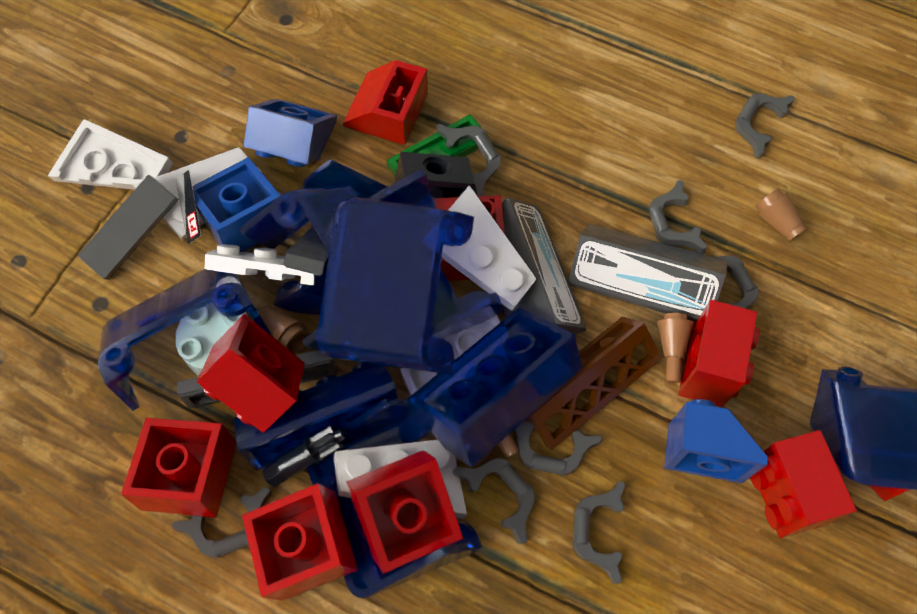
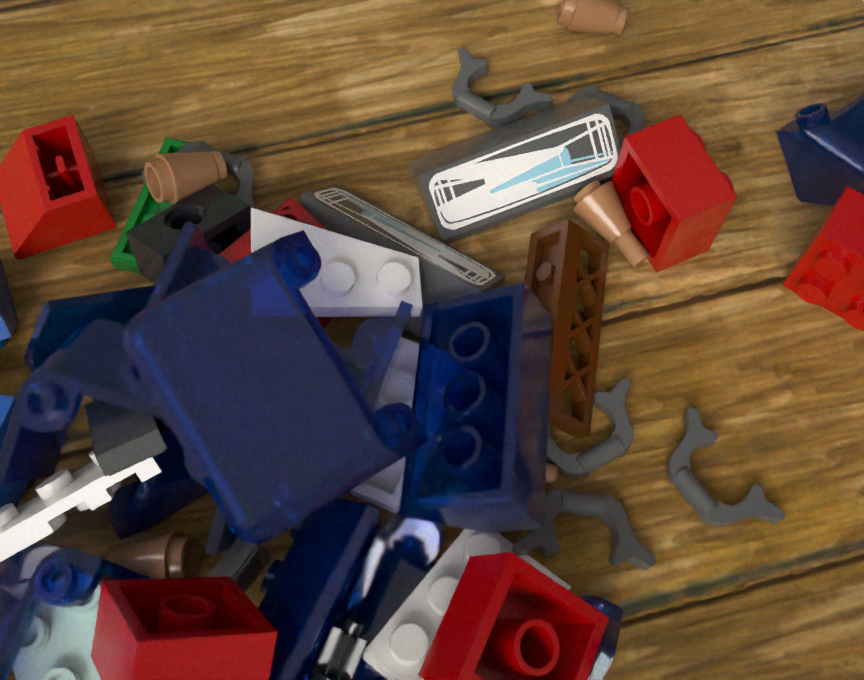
camera: 40 degrees left, 0 degrees up
(456, 141) = (180, 175): none -> medium nougat cone
(711, 444) = (747, 289): blue slope -> none

